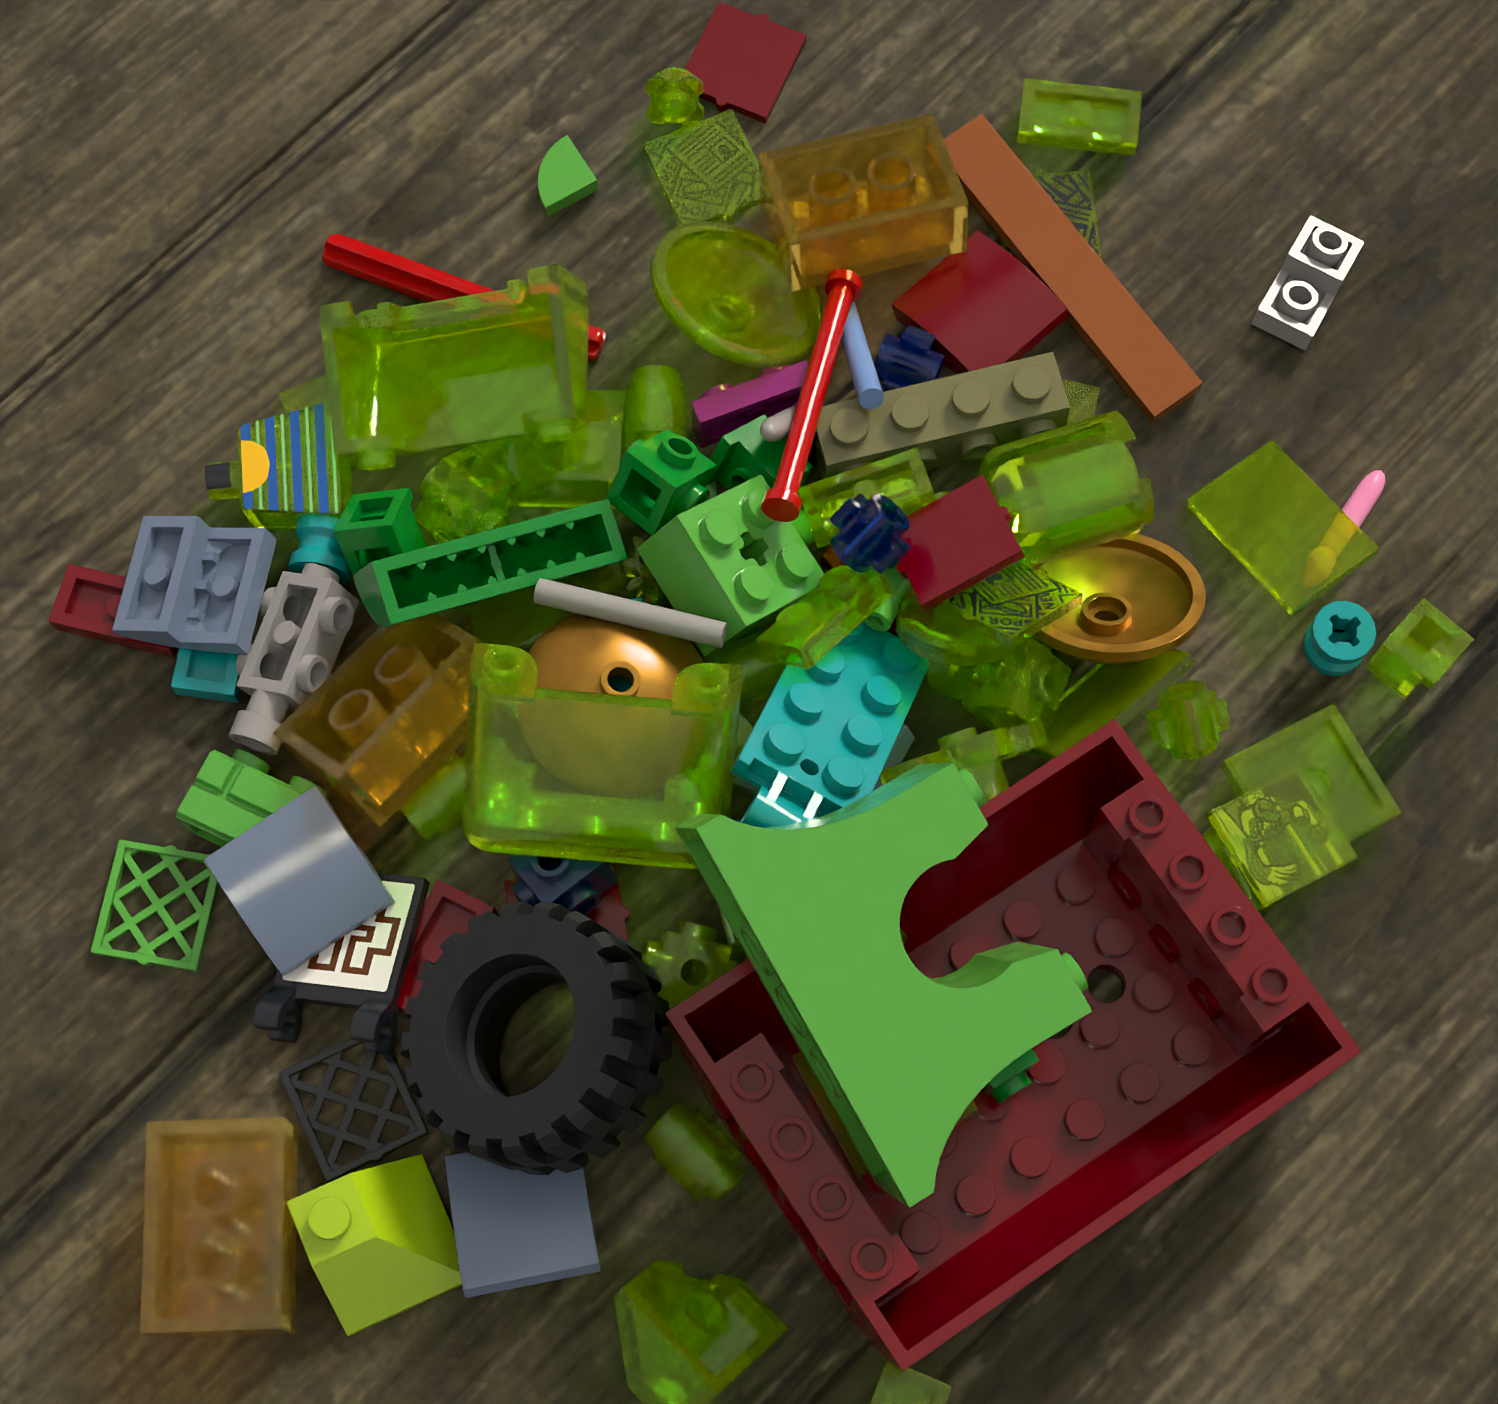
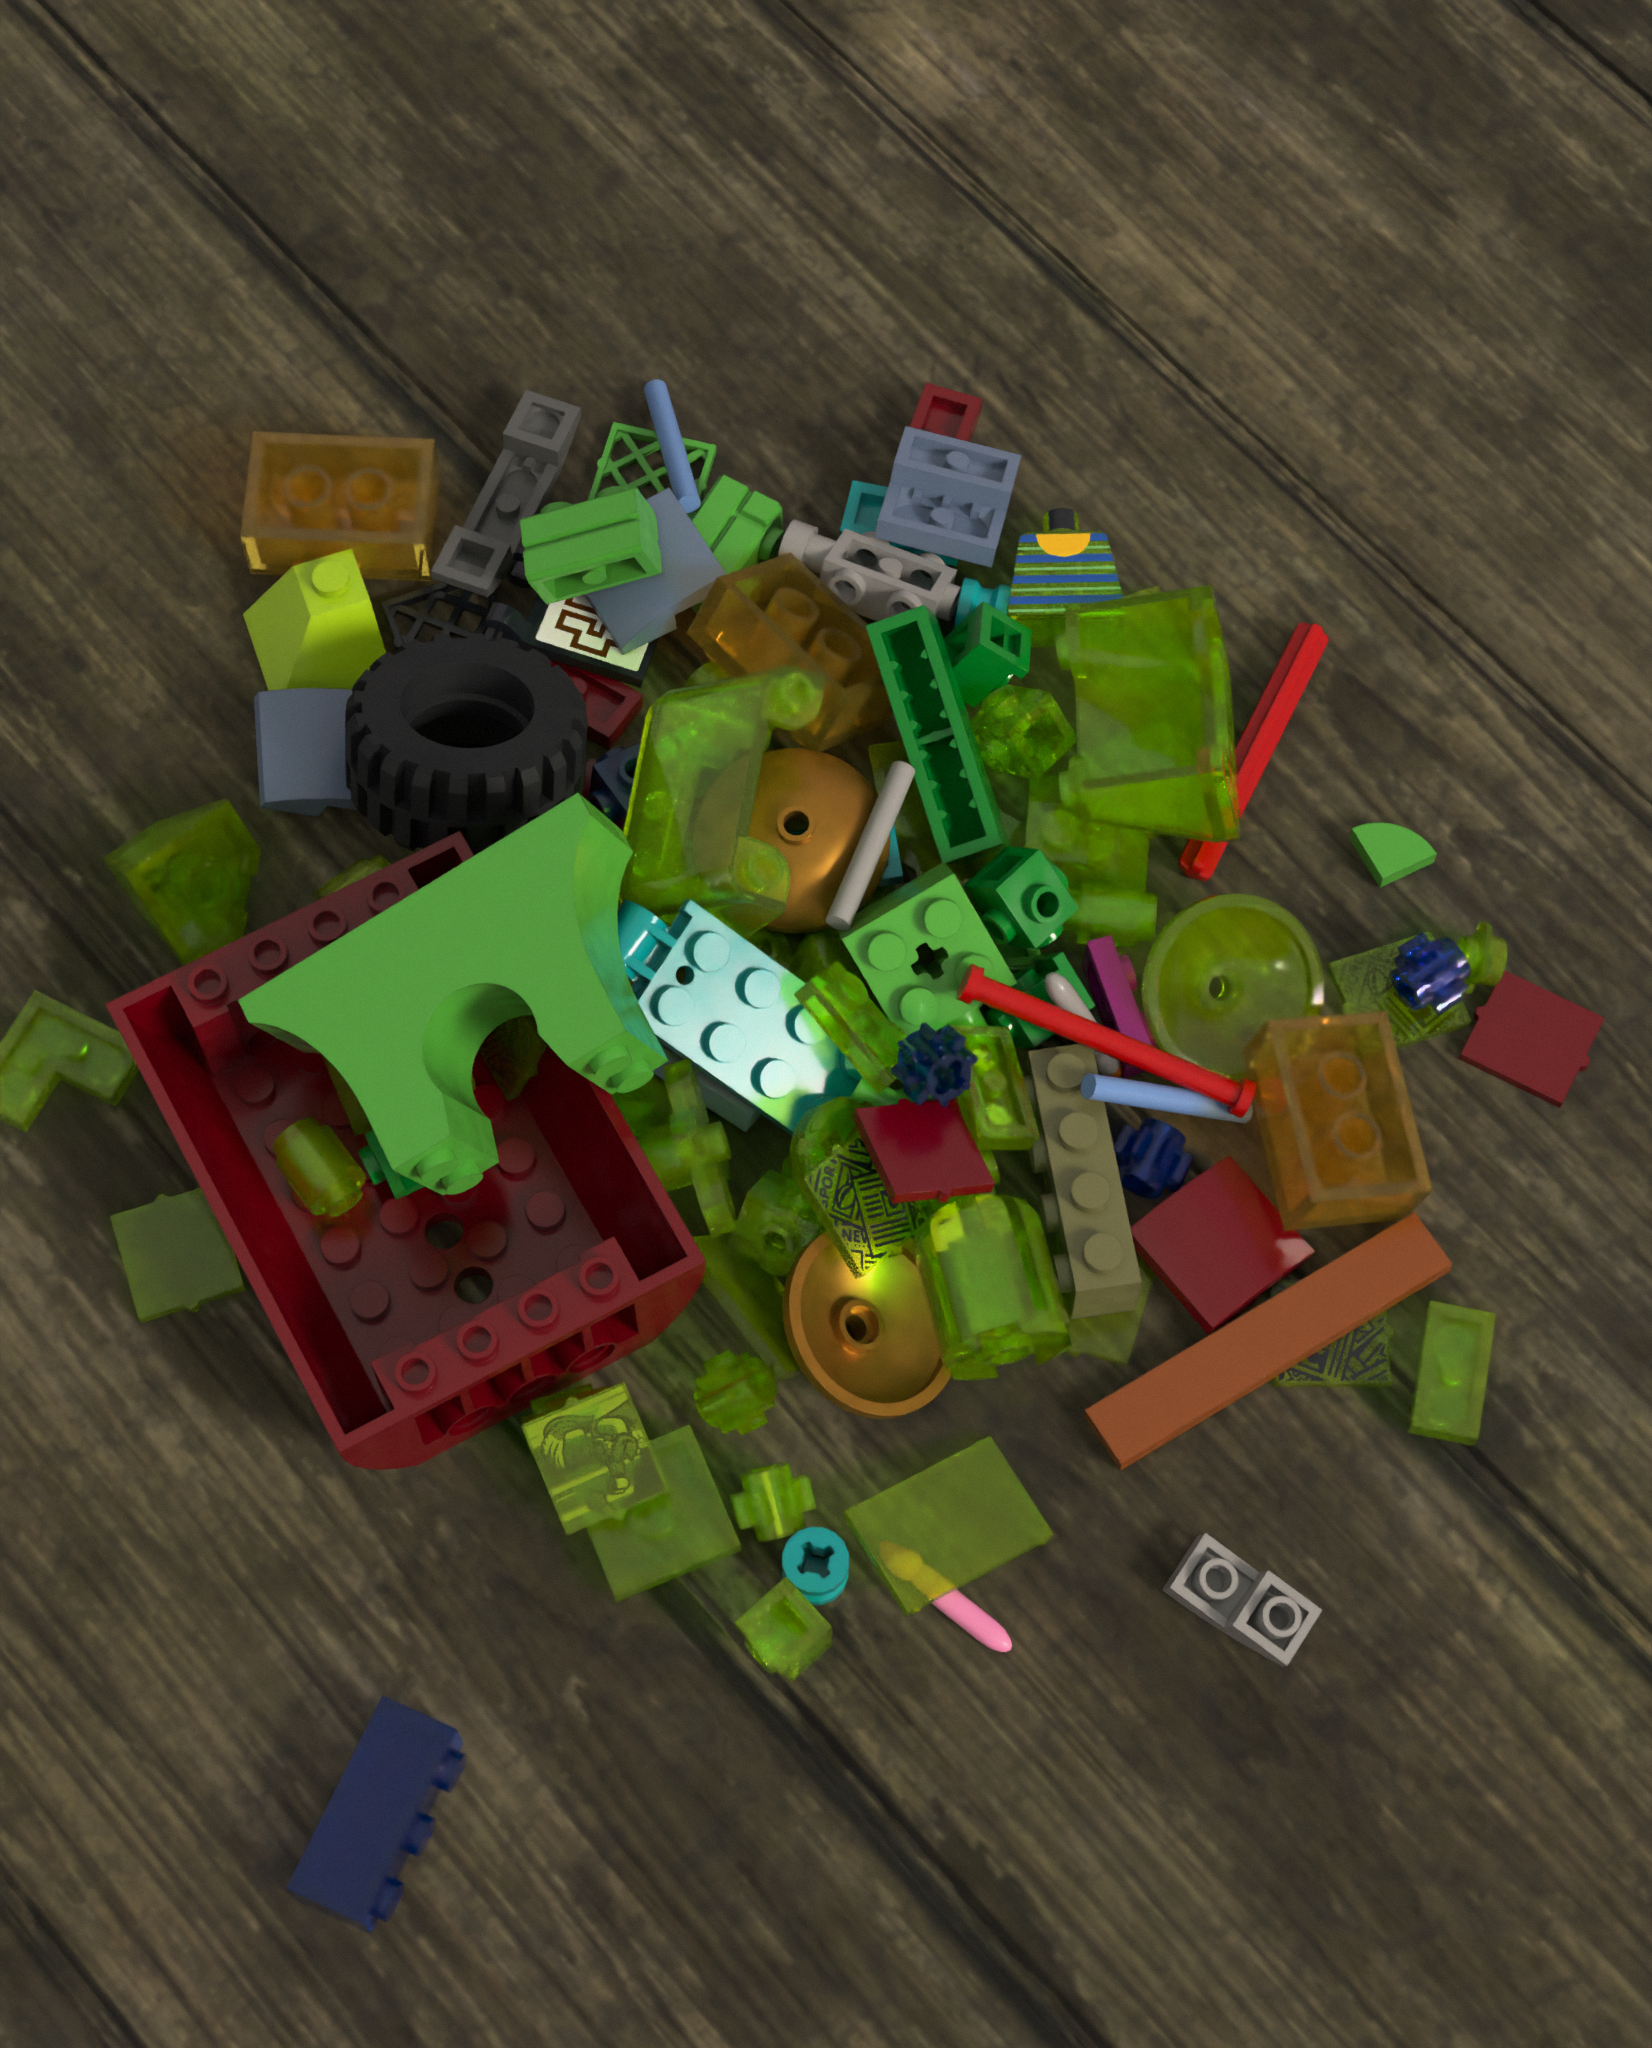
camera: 95 degrees right, 5 degrees down
(130, 877) = (671, 445): none -> medium blue bar
(196, 1050) = (517, 488): none -> dark grey slope
(282, 931) = (590, 544): none -> bright green brick
(702, 129) = (1430, 973): none -> clear blue gear
(1024, 1138) = (319, 1167): none -> clear neon green brick
(1103, 1298) = (175, 1255): none -> clear neon green piece
(1290, 676) = (773, 1501): none -> clear neon green gear

